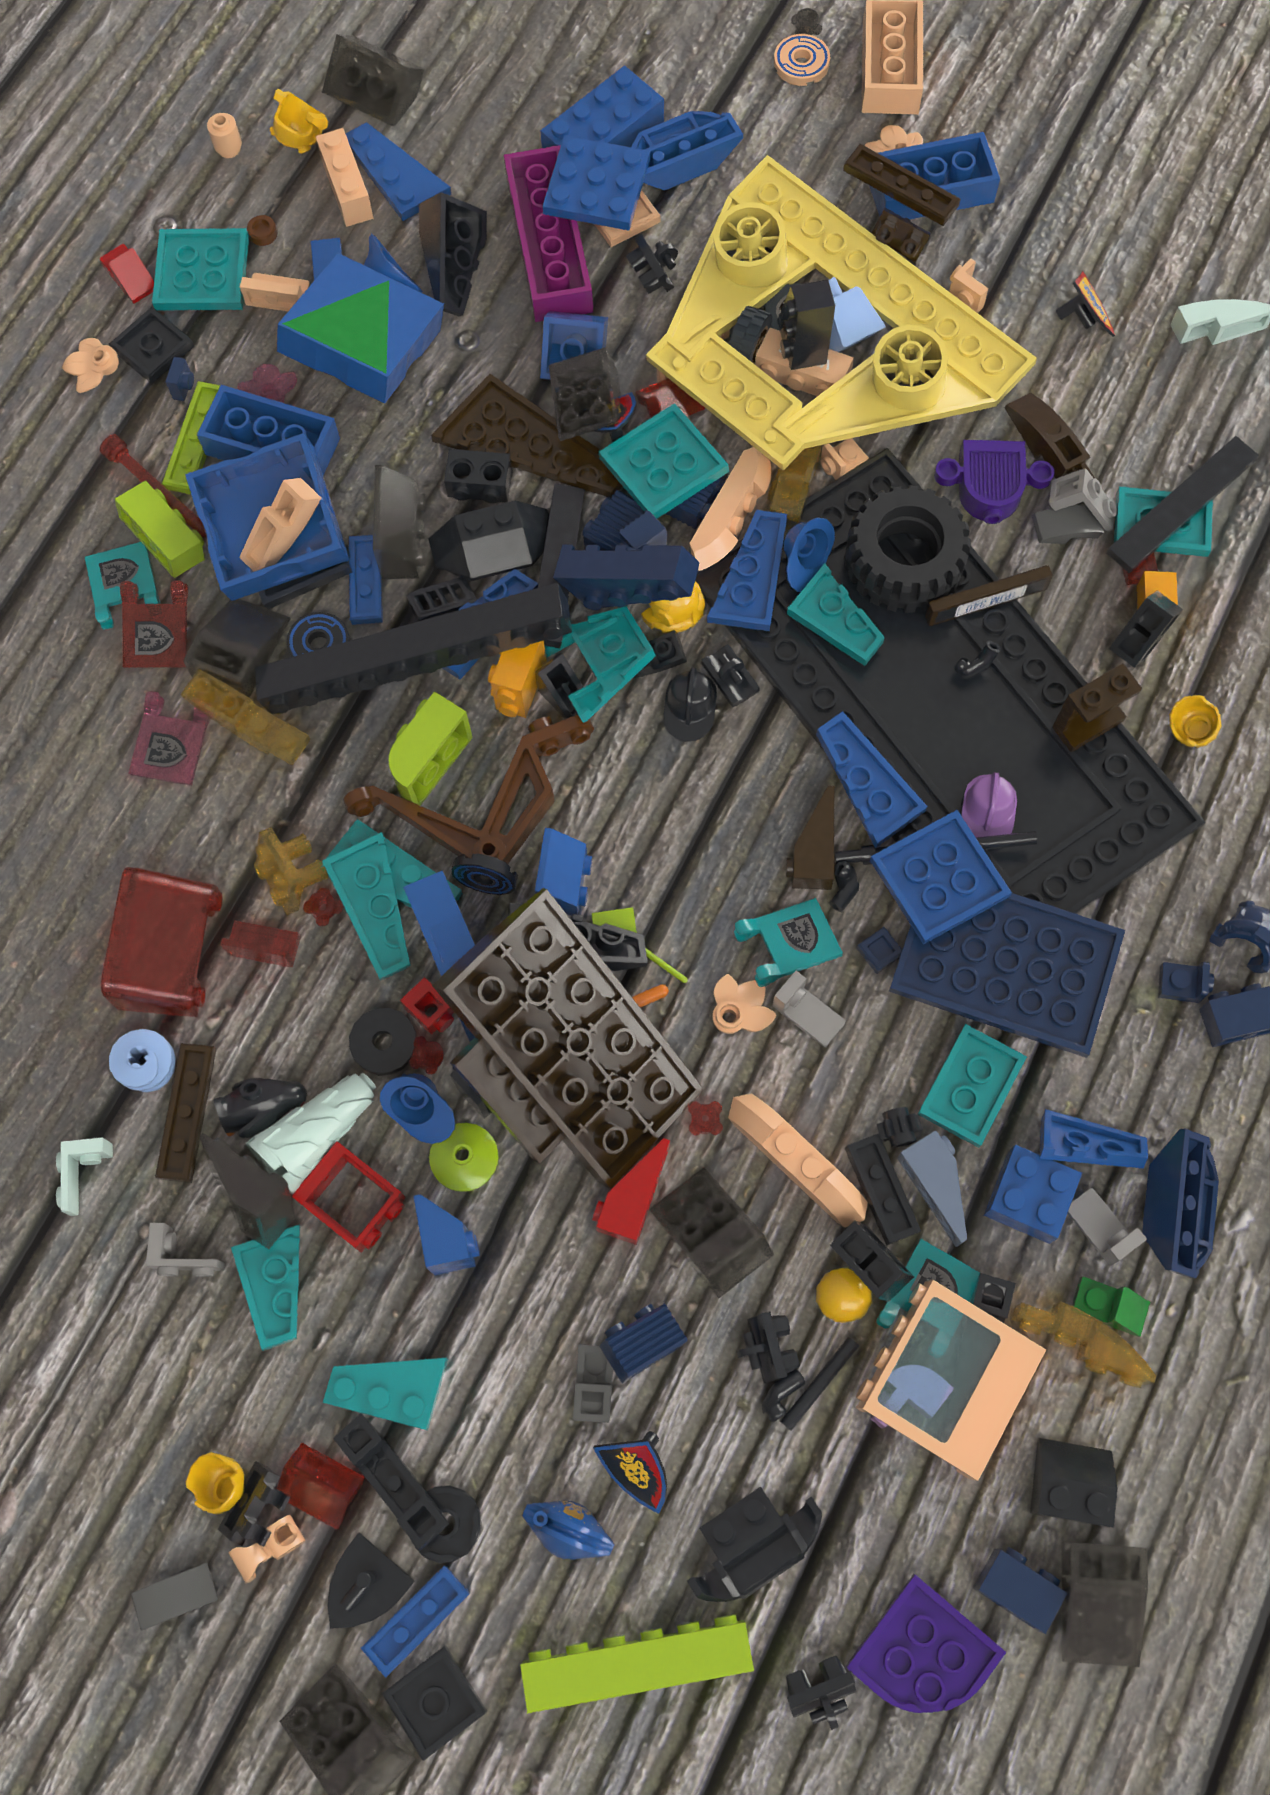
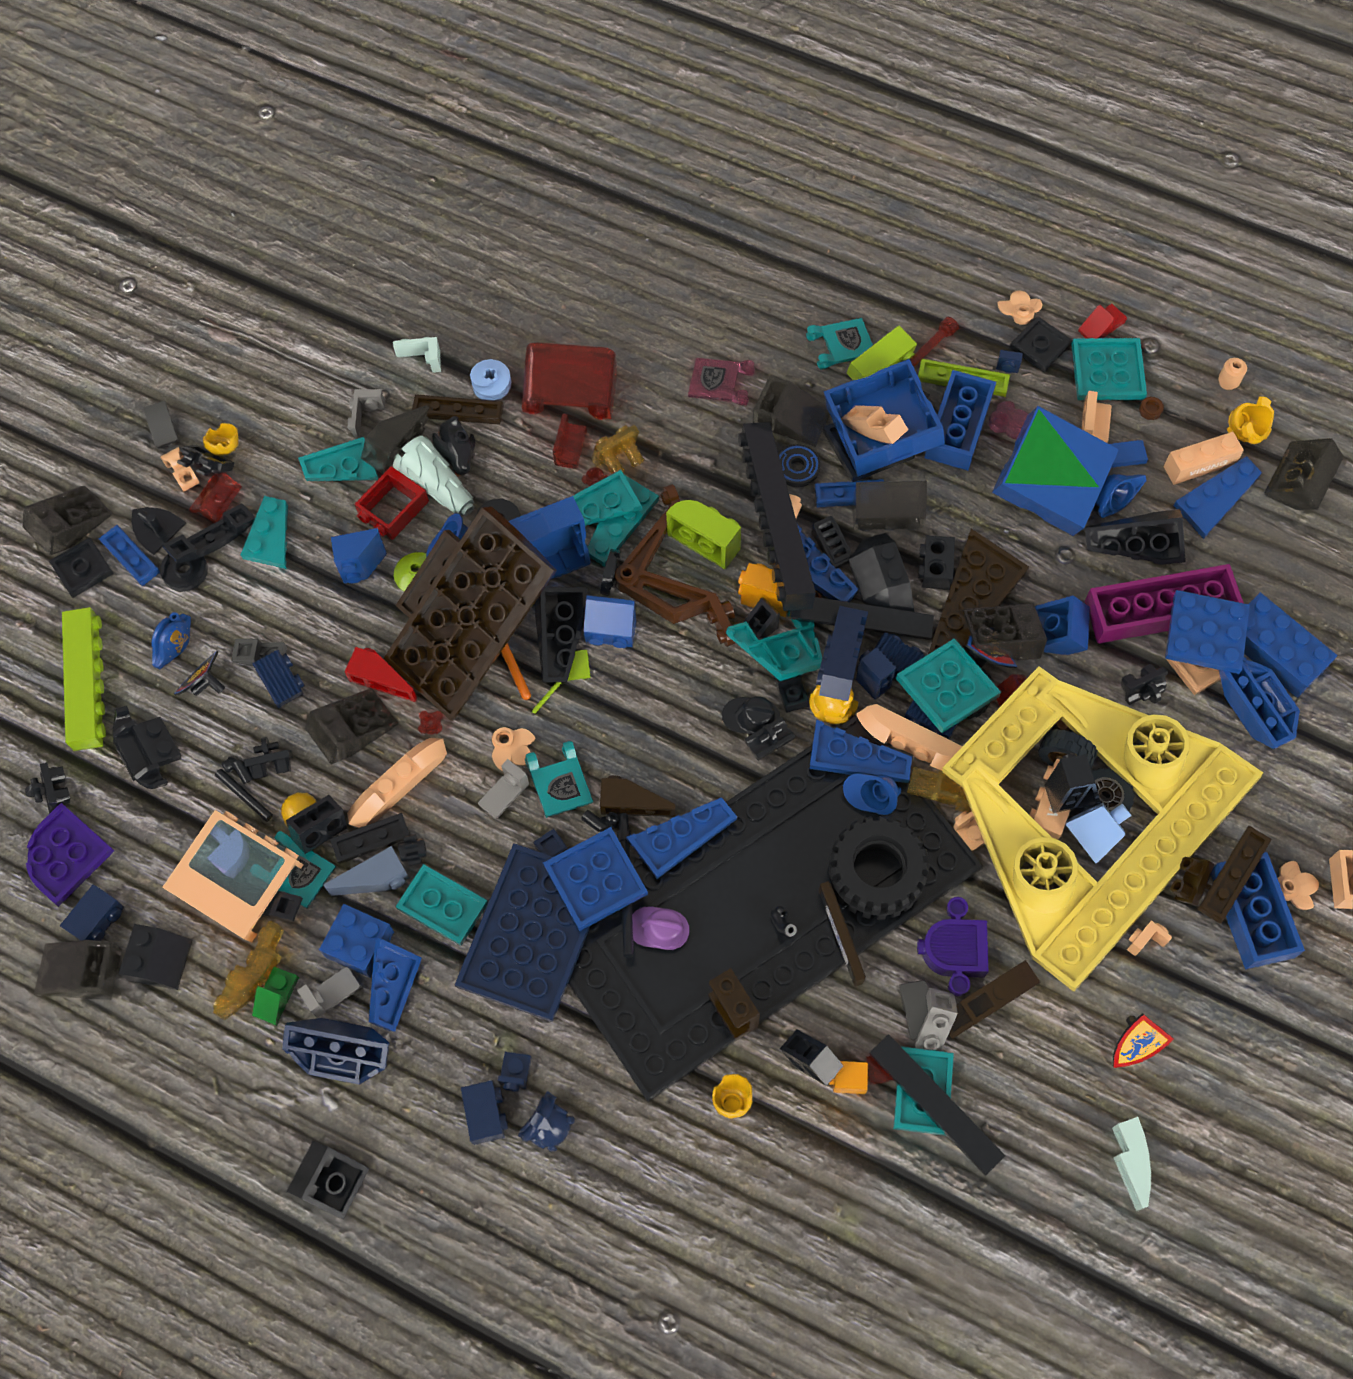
camera: 90 degrees right, 5 degrees down
(154, 632) = (803, 361): clear red flag -> none
(244, 718) = (735, 413): clear yellow slope -> none
(833, 616) = (820, 816): teal wing -> none

